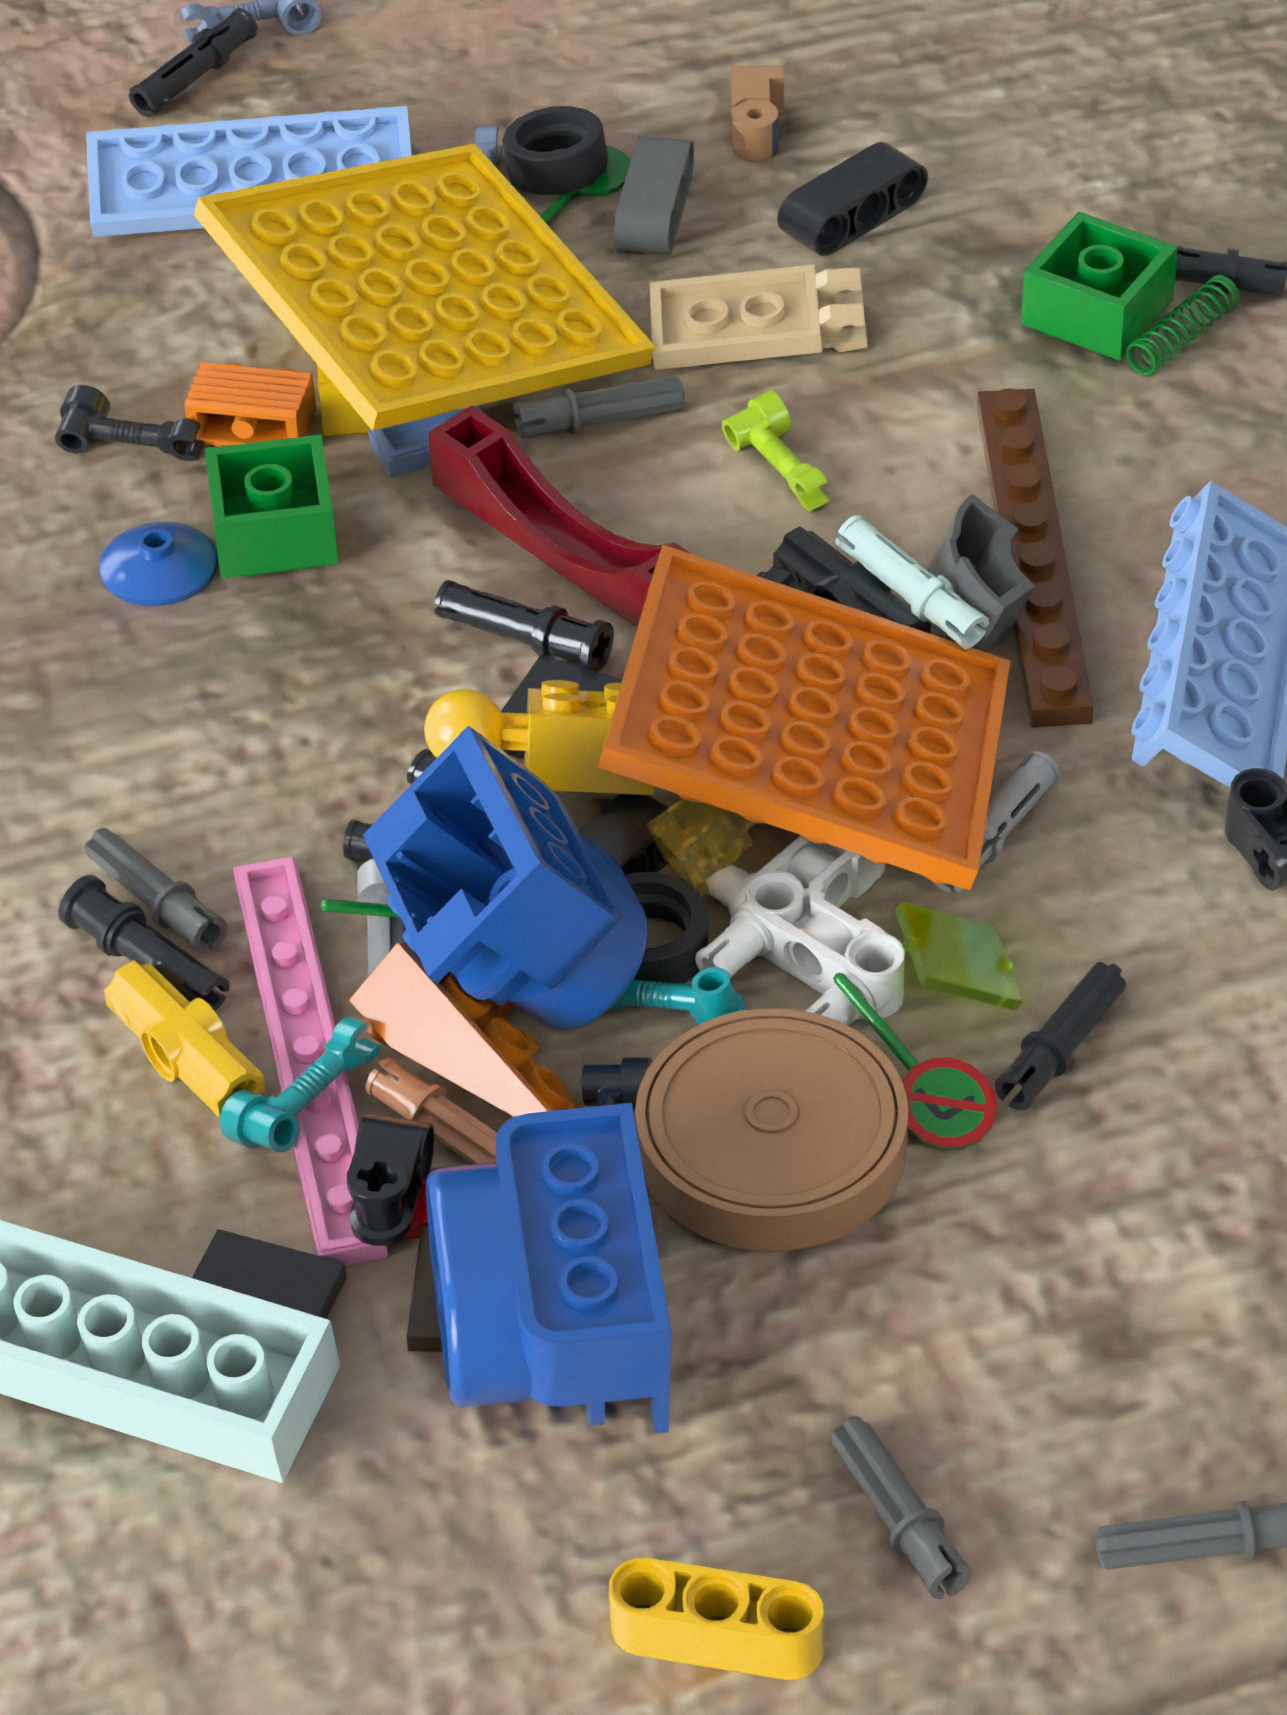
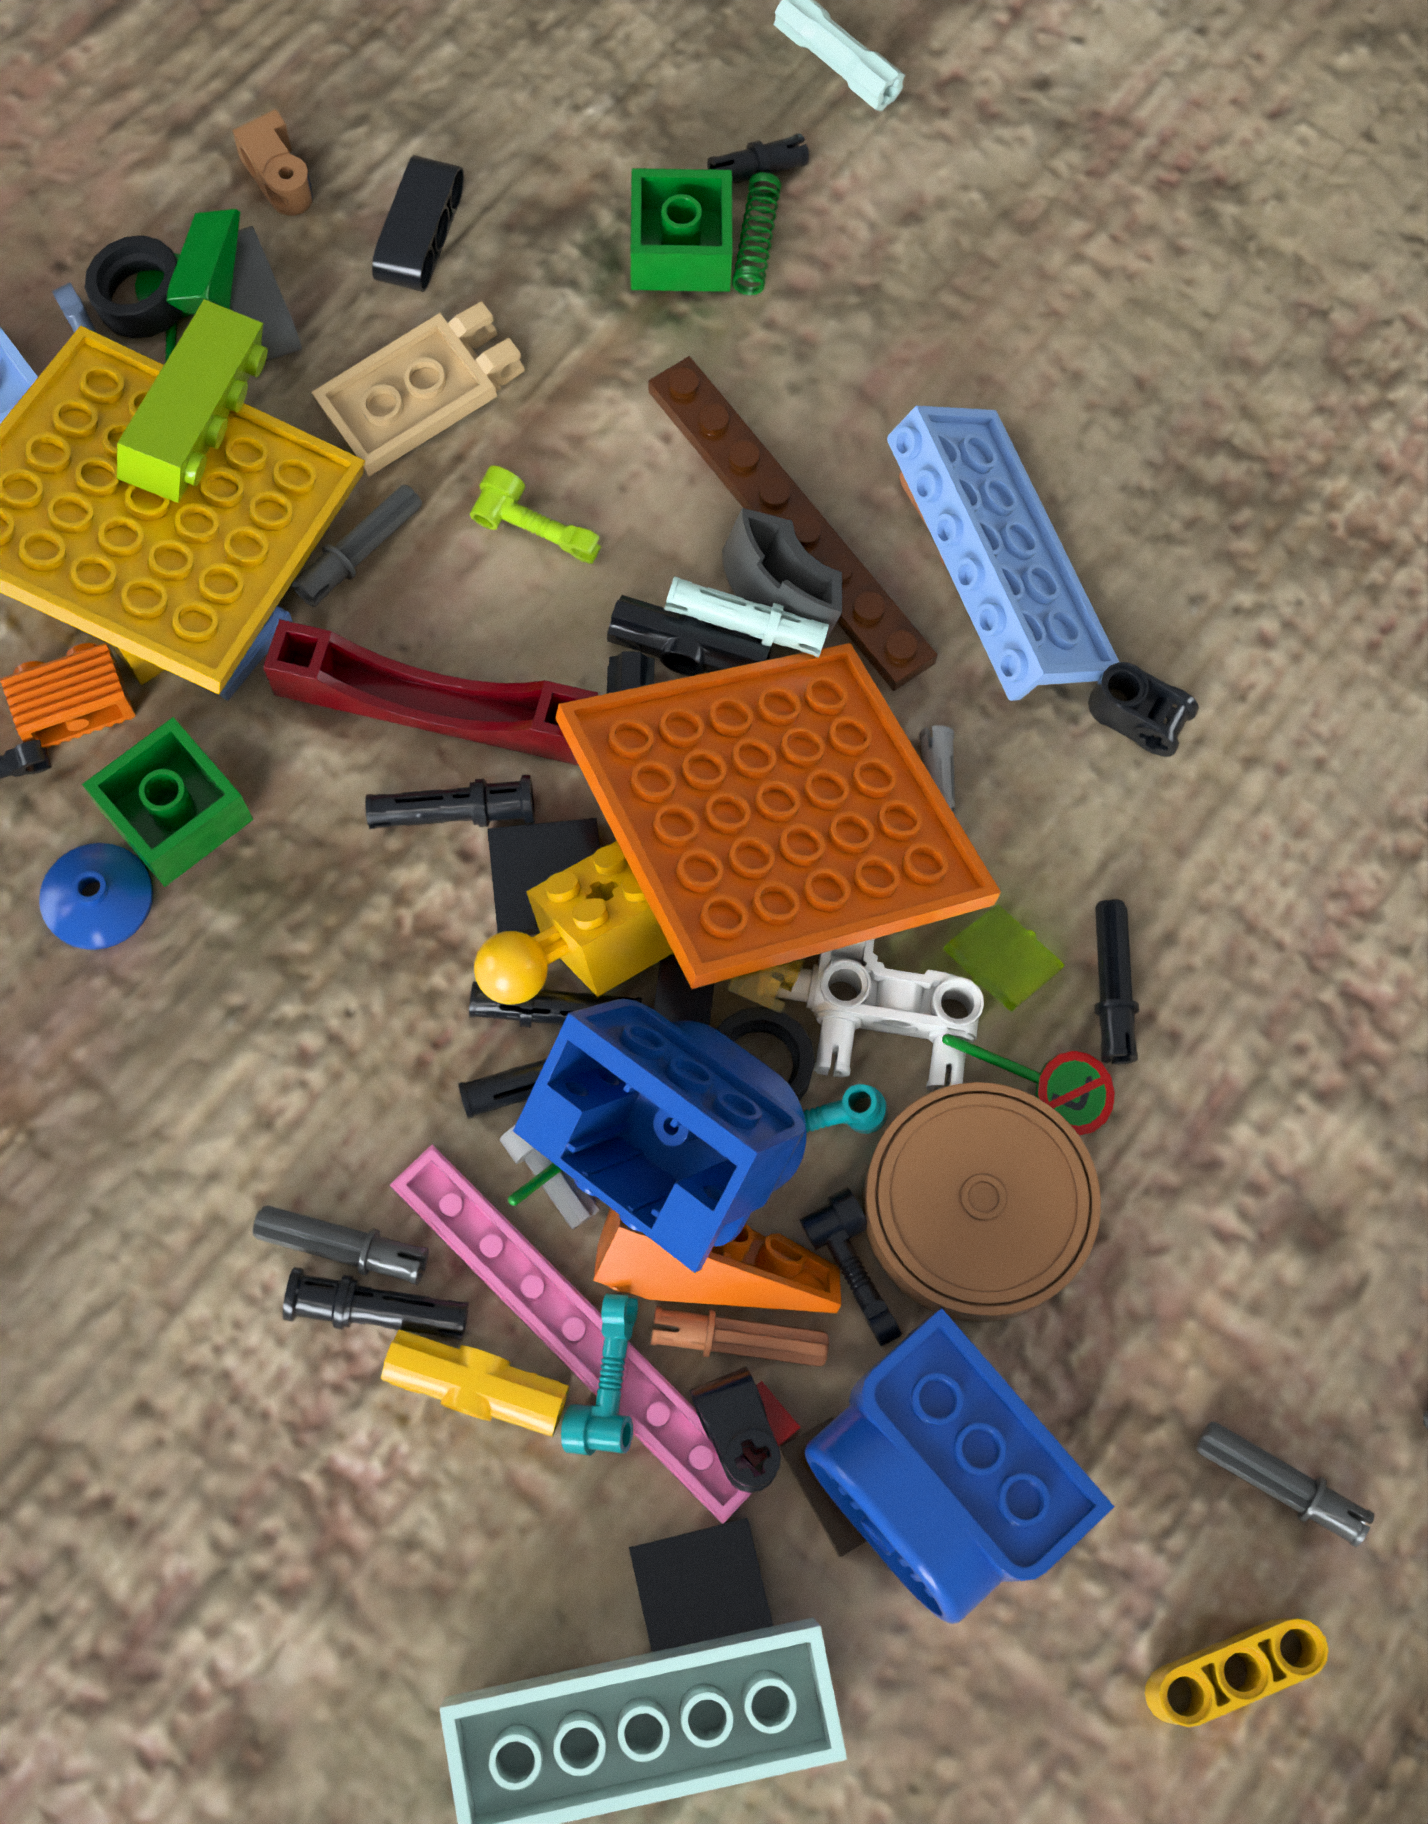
camera: 40 degrees left, 25 degrees up
(522, 222) = (191, 402): none -> lime brick
(619, 150) = (206, 261): none -> green slope

